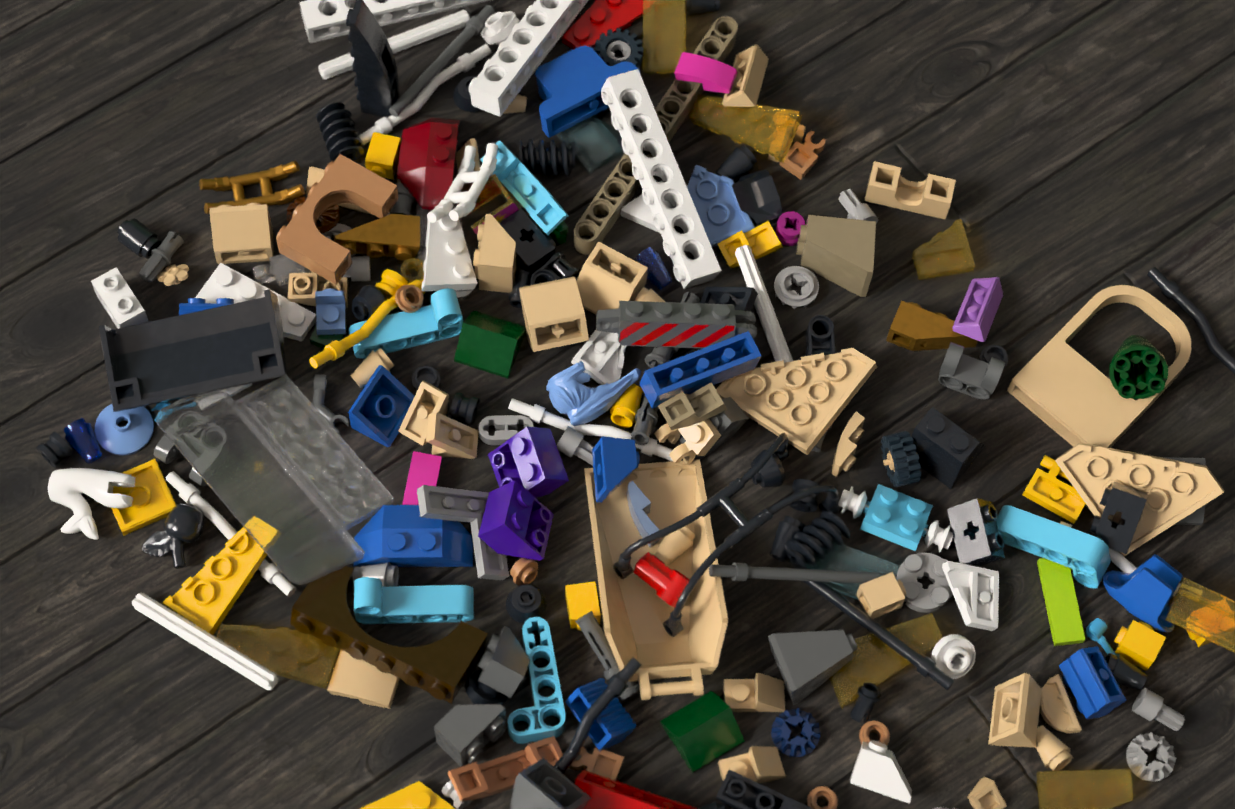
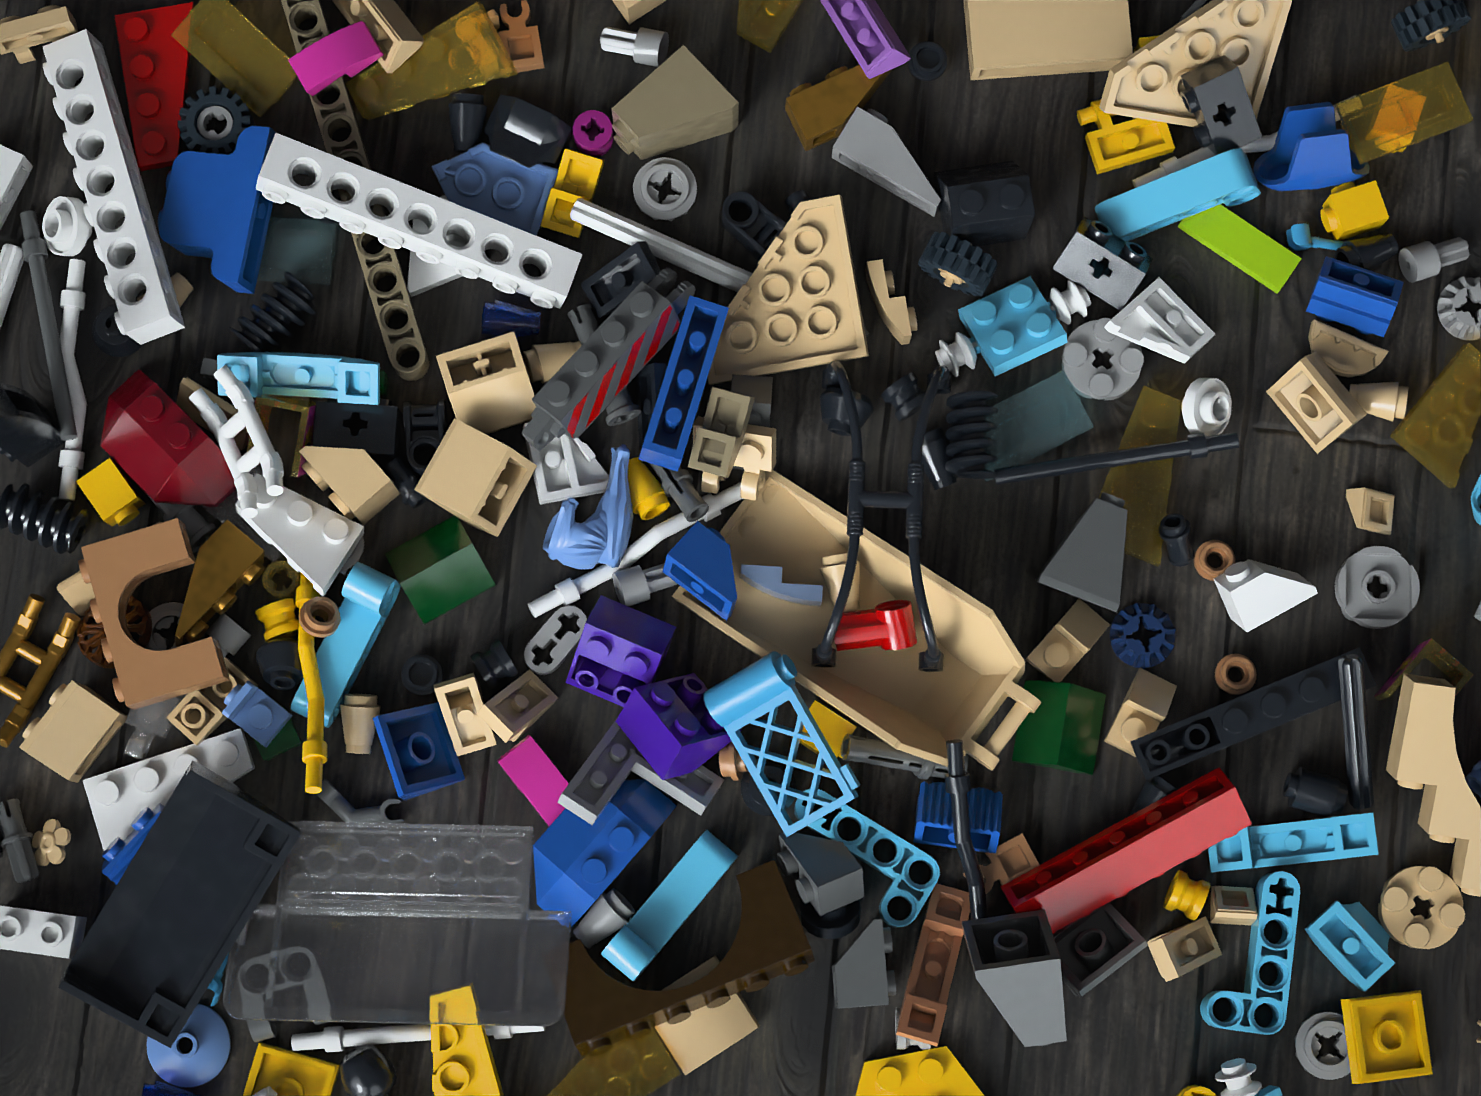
camera: 45 degrees left, 15 degrees up
(569, 543) = (762, 690): none -> piece
(742, 571) = (948, 545): dark grey bar -> none
(881, 595) = (1085, 421): tan brick -> none
(918, 370) = (878, 154): none -> light grey slope
(969, 374) = (928, 101): dark grey piece -> none

